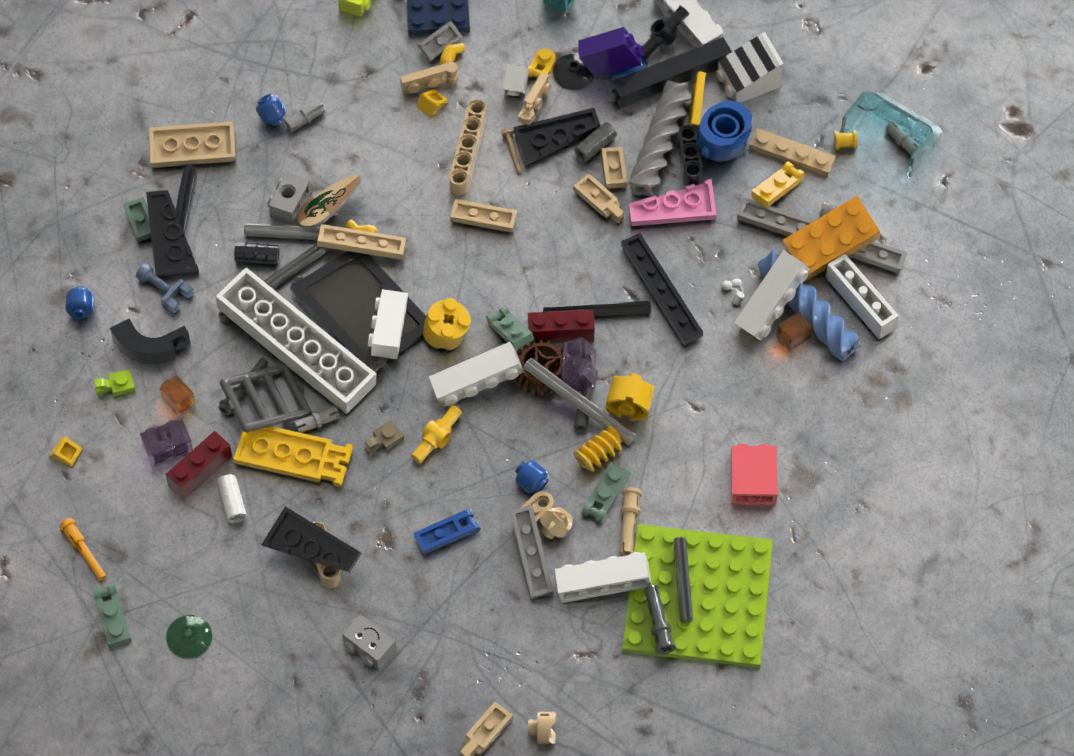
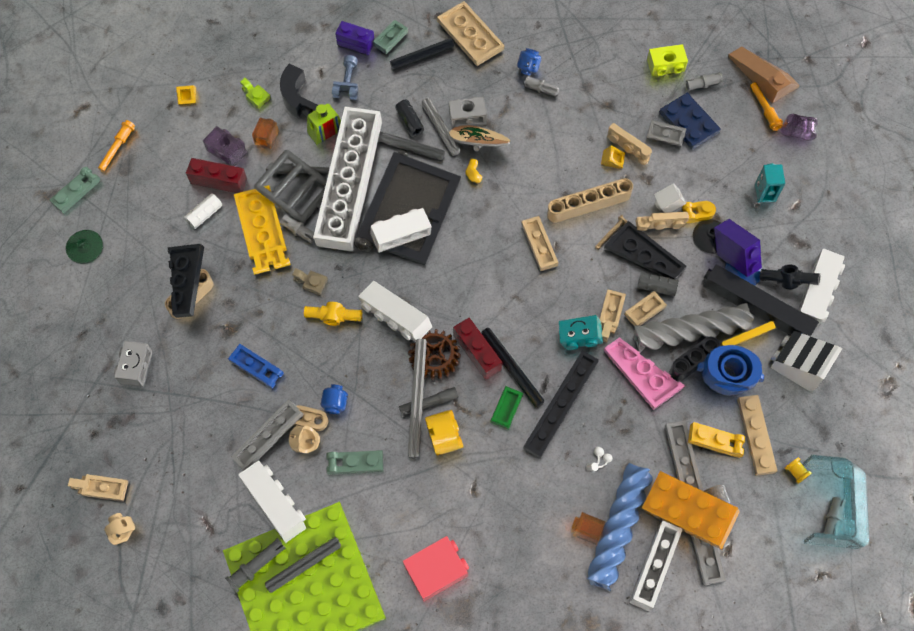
camera: 60 degrees right, 5 degrees up
(80, 302) = (301, 38): blue head -> none
(119, 252) = (355, 37): none -> dark purple brick
(169, 245) = (382, 59): black wing -> none
(209, 328) = (323, 123): none -> lime torso
(361, 241) = (460, 176): tan plate -> none
(446, 324) = (426, 257): yellow brick -> none
(449, 52) = (662, 144): yellow arm -> none
(510, 328) = (451, 313): sand green plate -> none
(579, 364) = (449, 378): clear purple brick -> none
(598, 448) = (385, 436): yellow piece -> none
(604, 231) = (580, 332): none -> teal brick
(630, 512) = (347, 489): tan pin -> none
(634, 337) = (506, 407): none -> green tile
(772, 295) = (603, 491): white brick -> none

